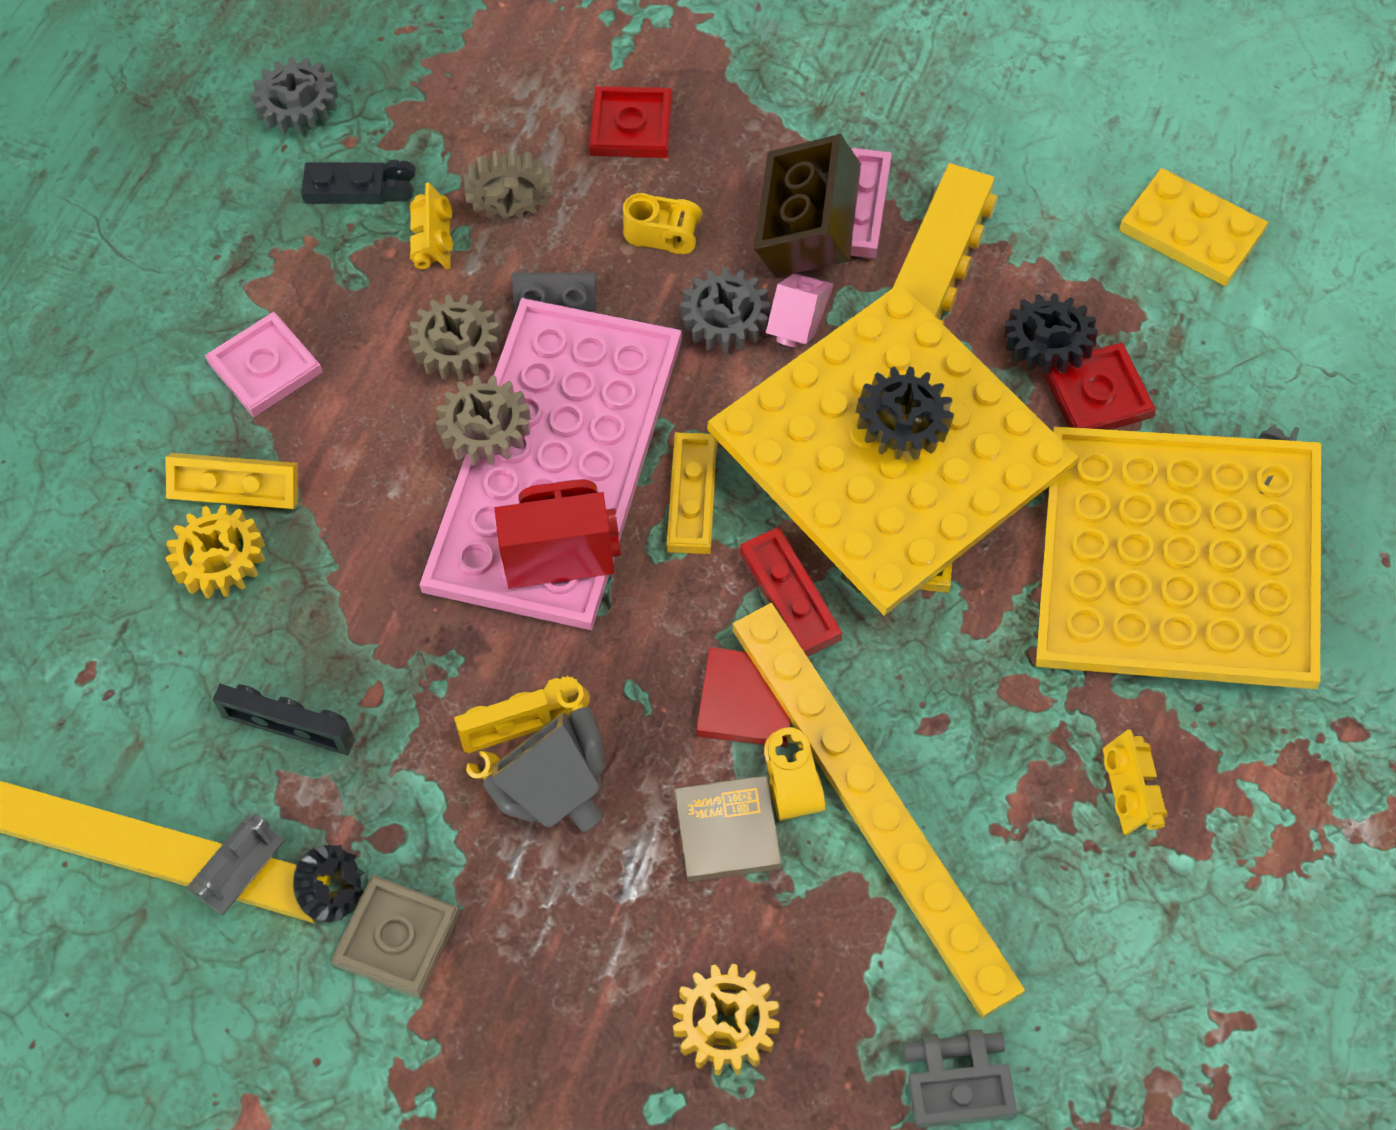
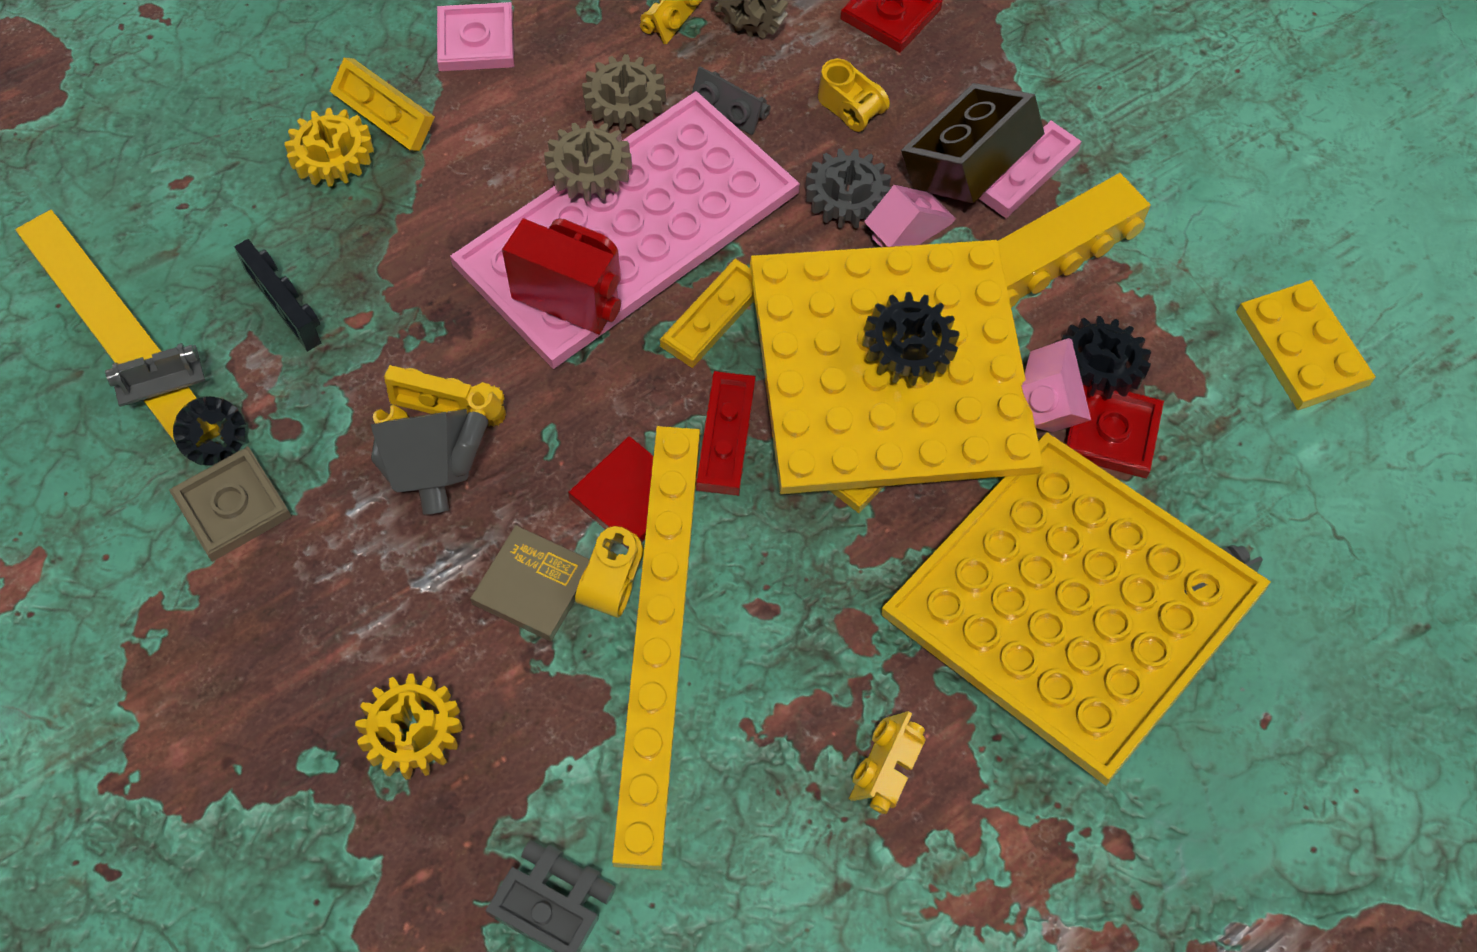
camera: 30 degrees right, 0 degrees up
(1035, 381) = (1055, 387): none -> bright pink slope

